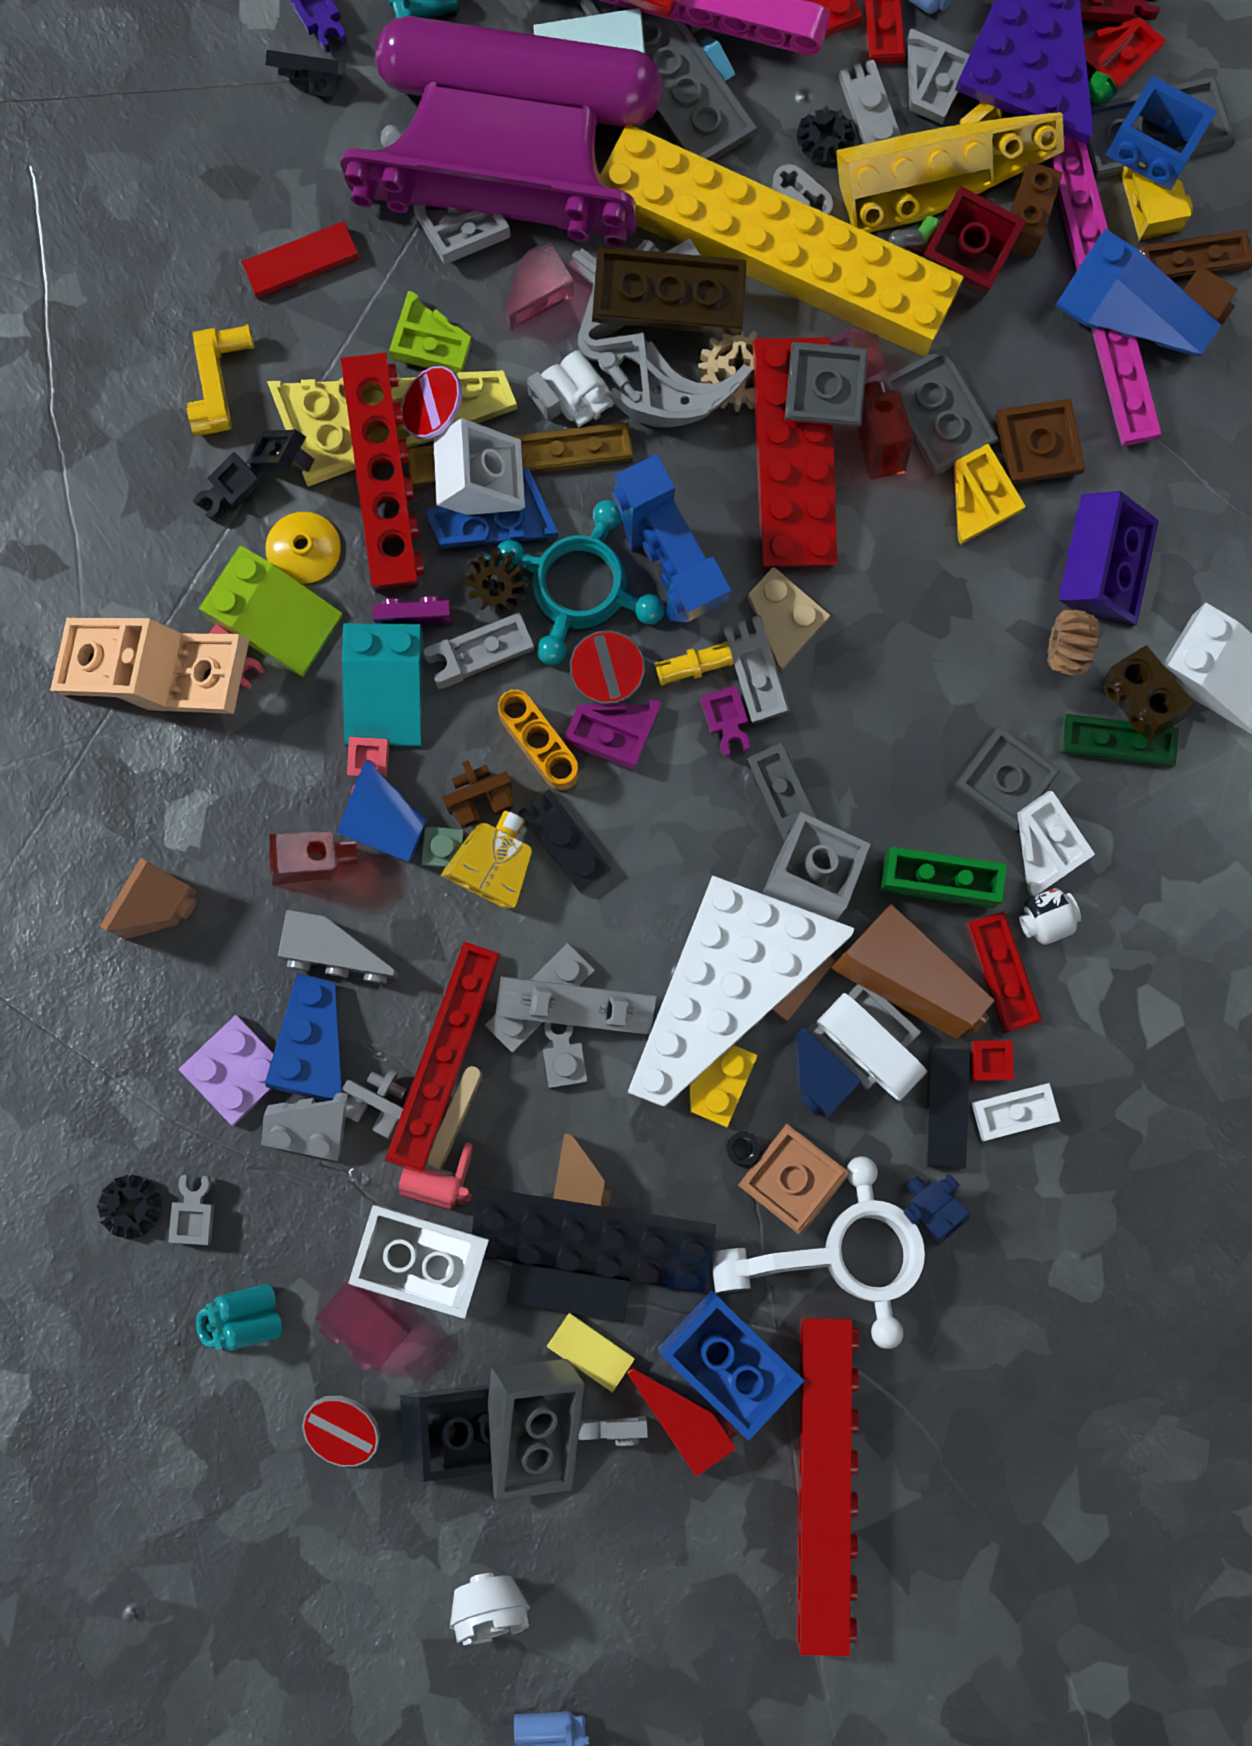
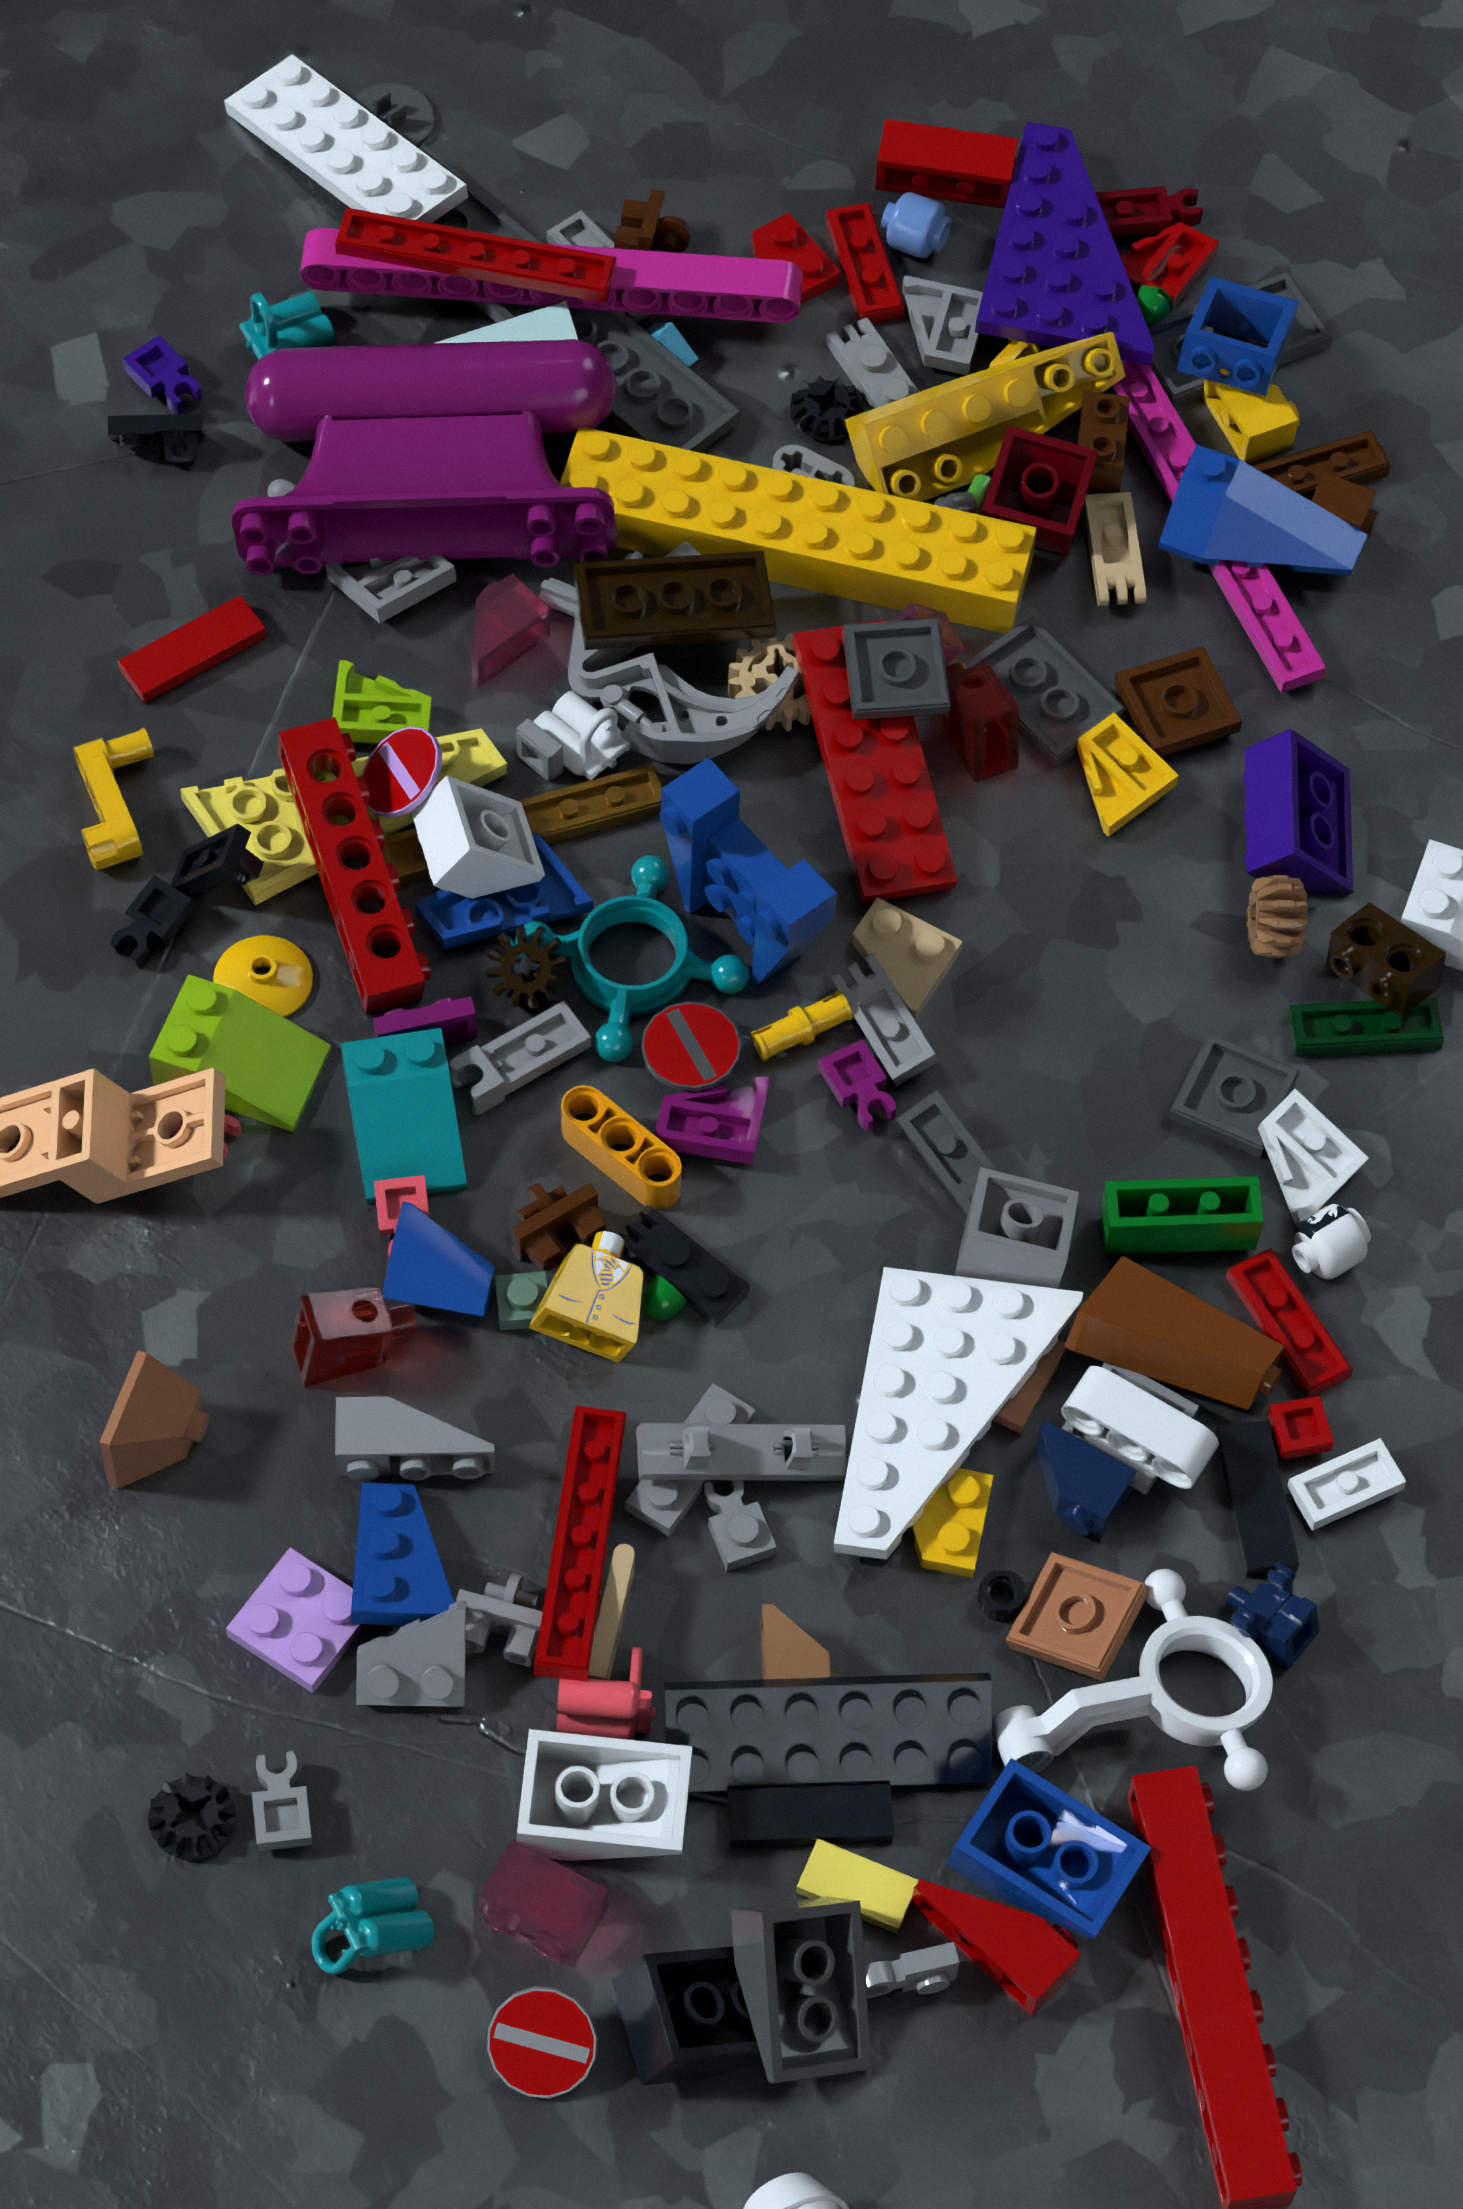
camera: 10 degrees left, 20 degrees down
(544, 868) = (661, 1299): none -> green hinge
(1021, 298) = (1114, 547): none -> tan hinge

